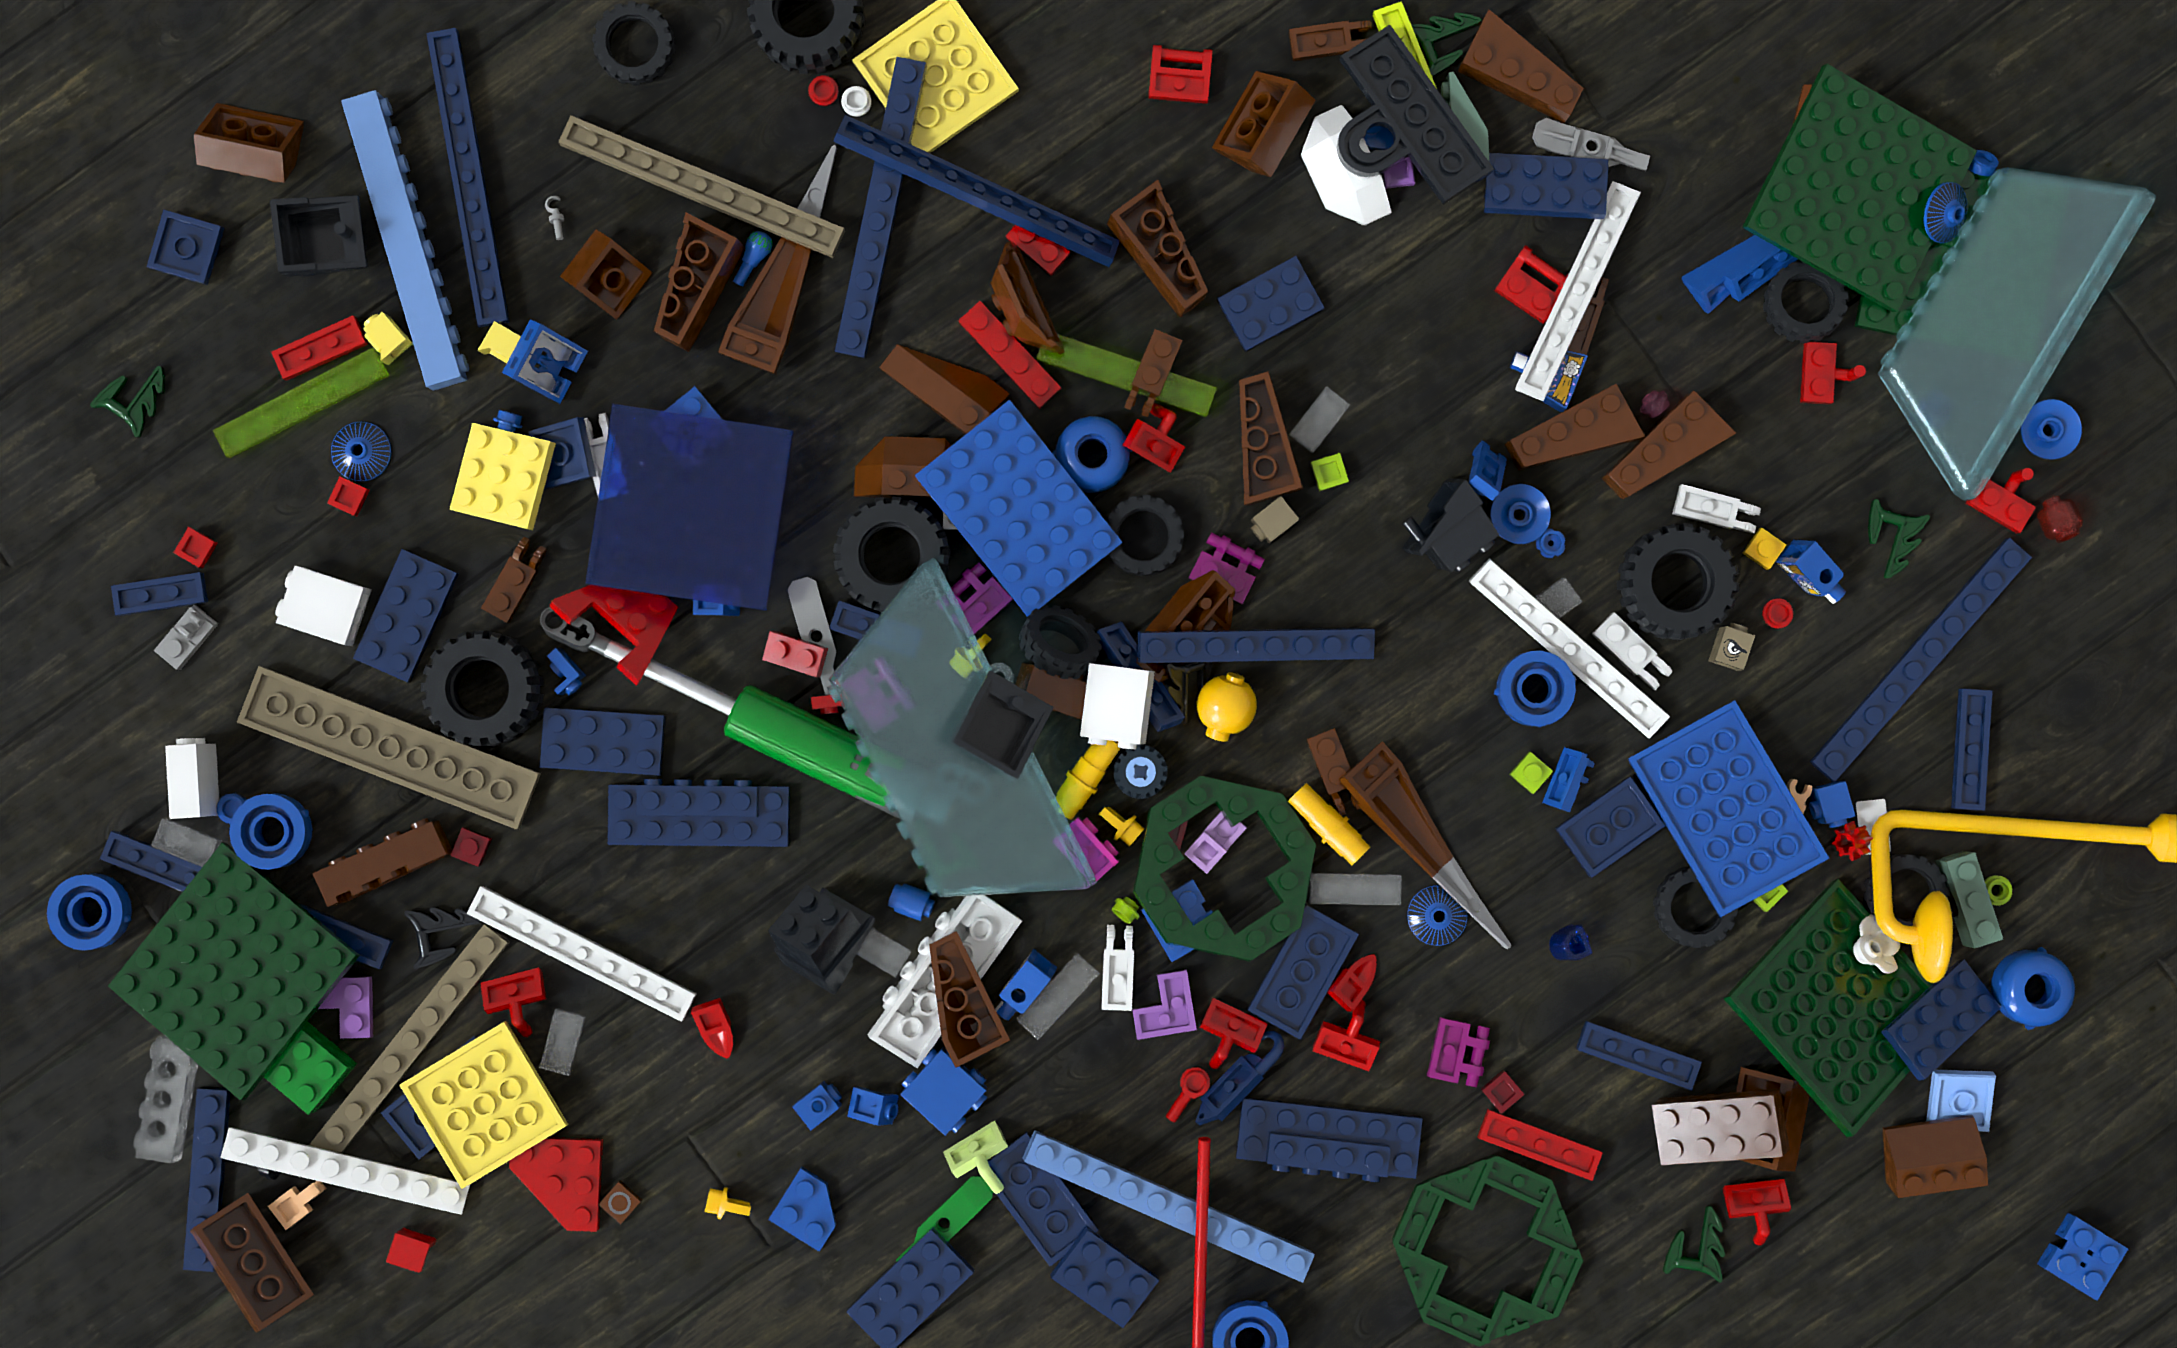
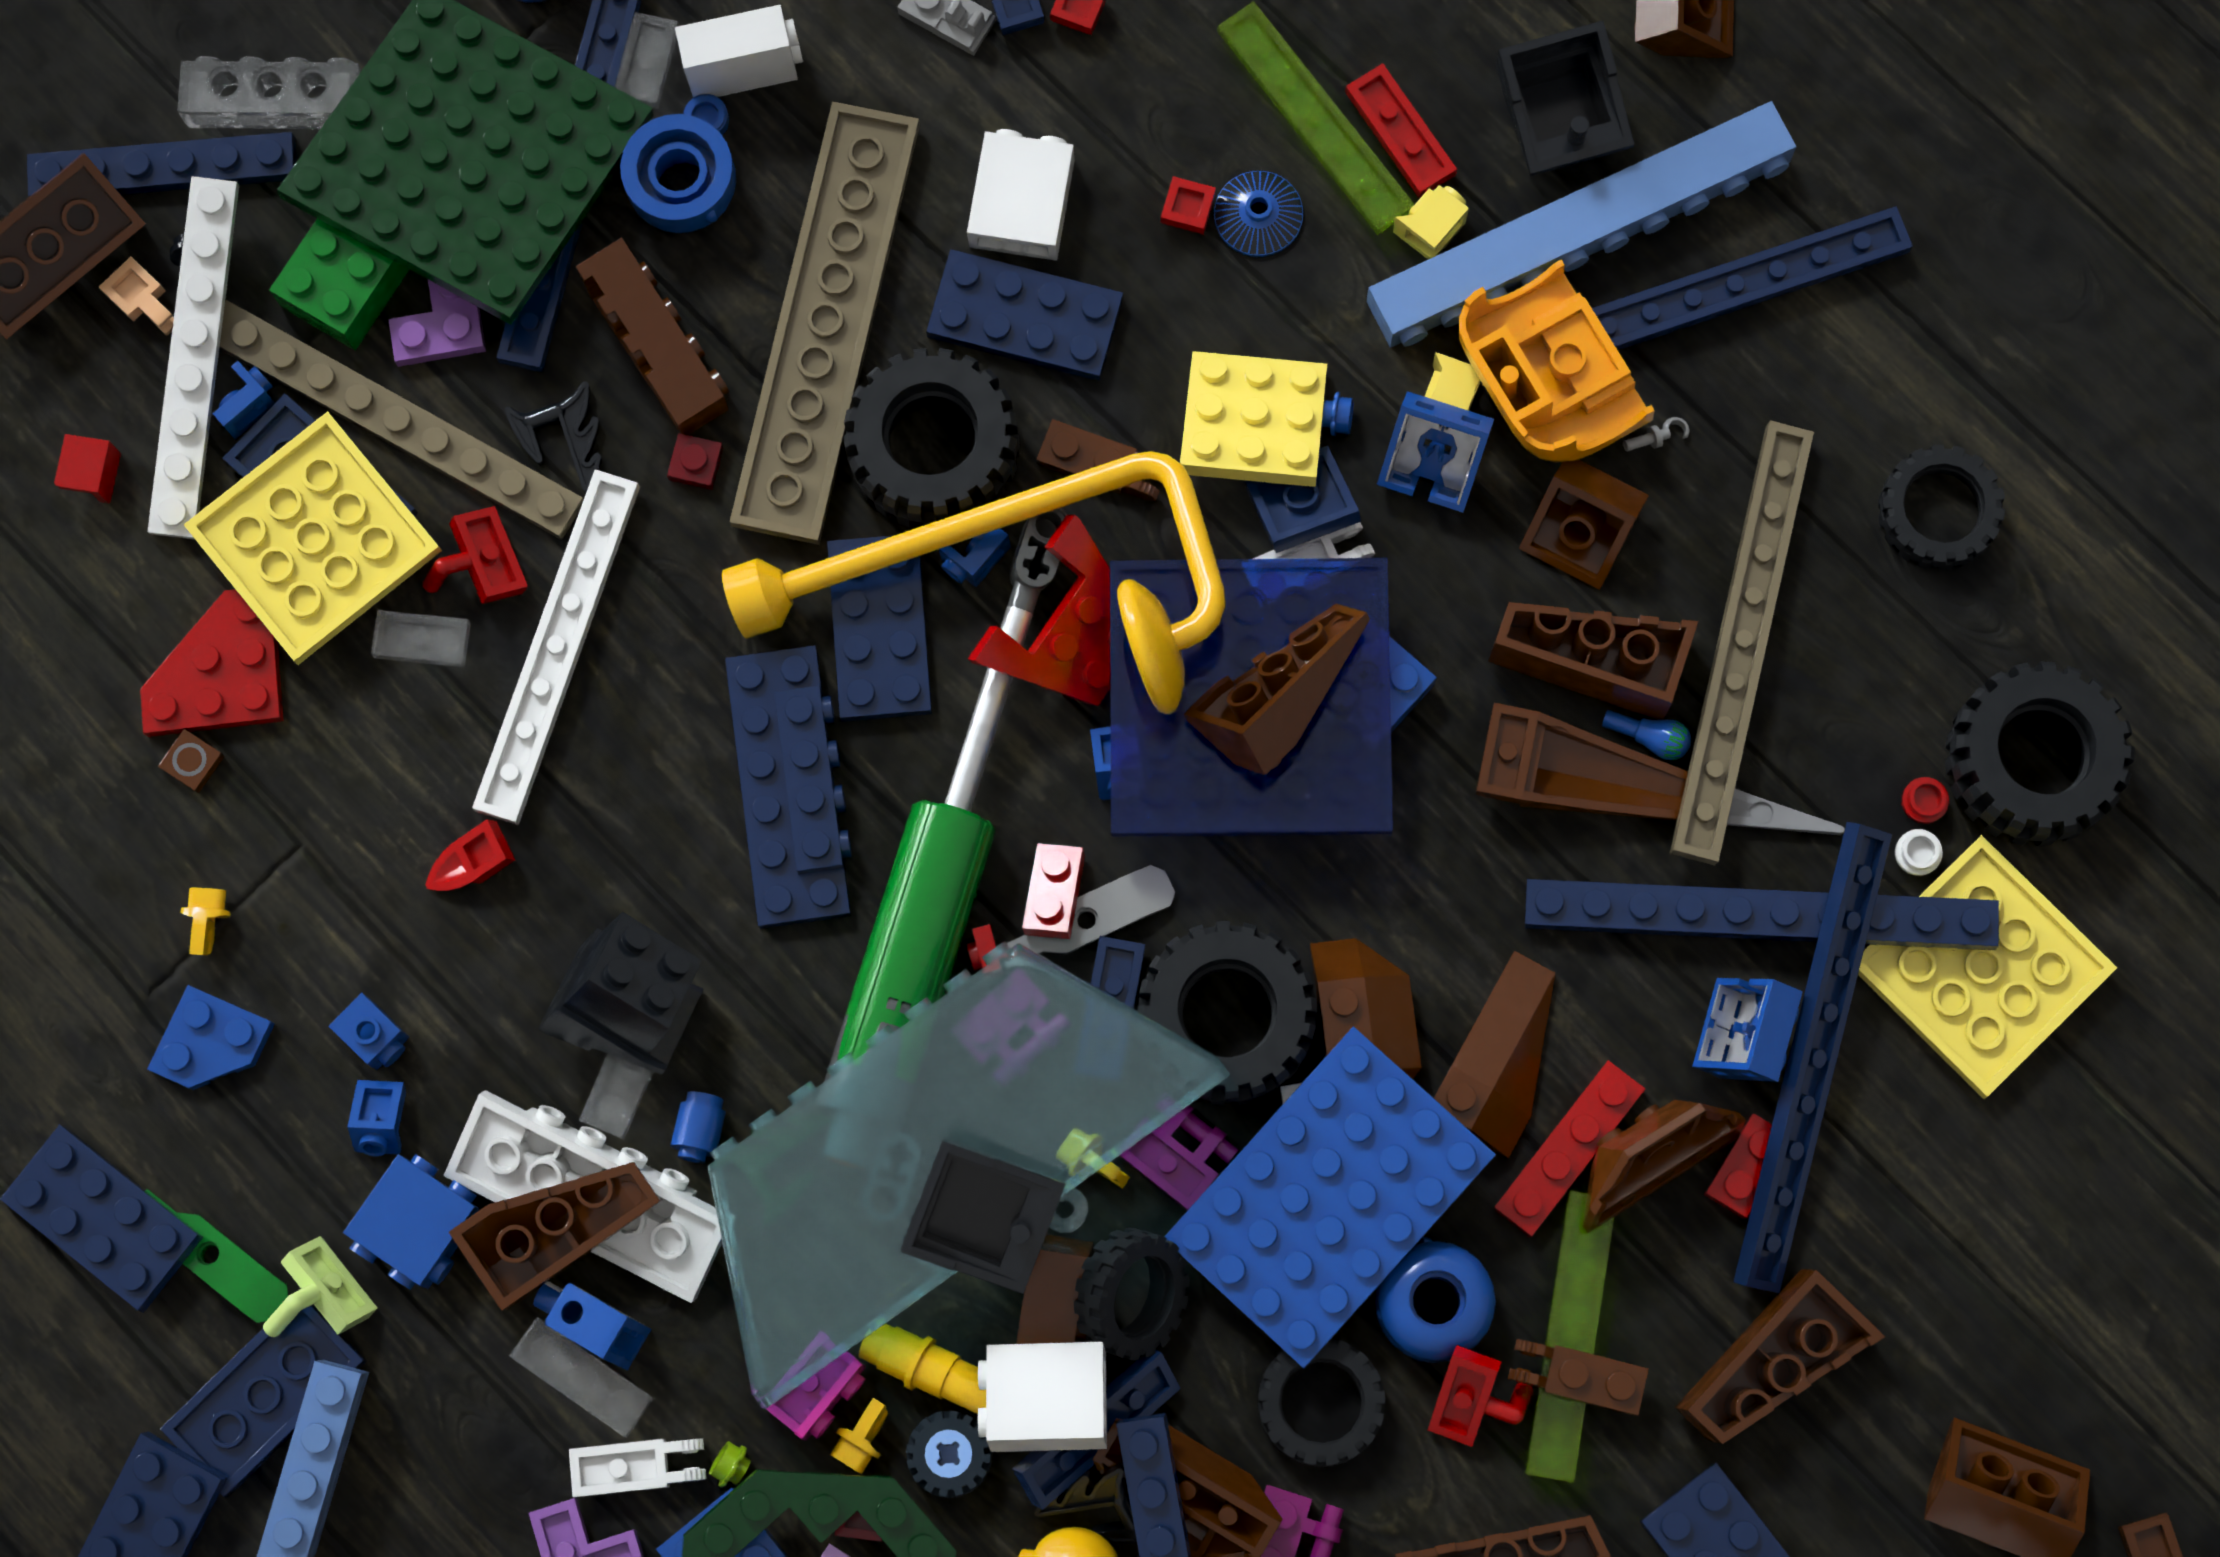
camera: 85 degrees right, 10 degrees down
(385, 1140) = (245, 406): none -> blue bracket
(501, 276) = (1551, 368): none -> light orange piece
(571, 813) = (764, 594): none -> yellow piece
(699, 495) = (1271, 704): none -> reddish brown wedge
(953, 229) = (1747, 1029): none -> blue piece
(1177, 83) = (2045, 1349): red plate -> none

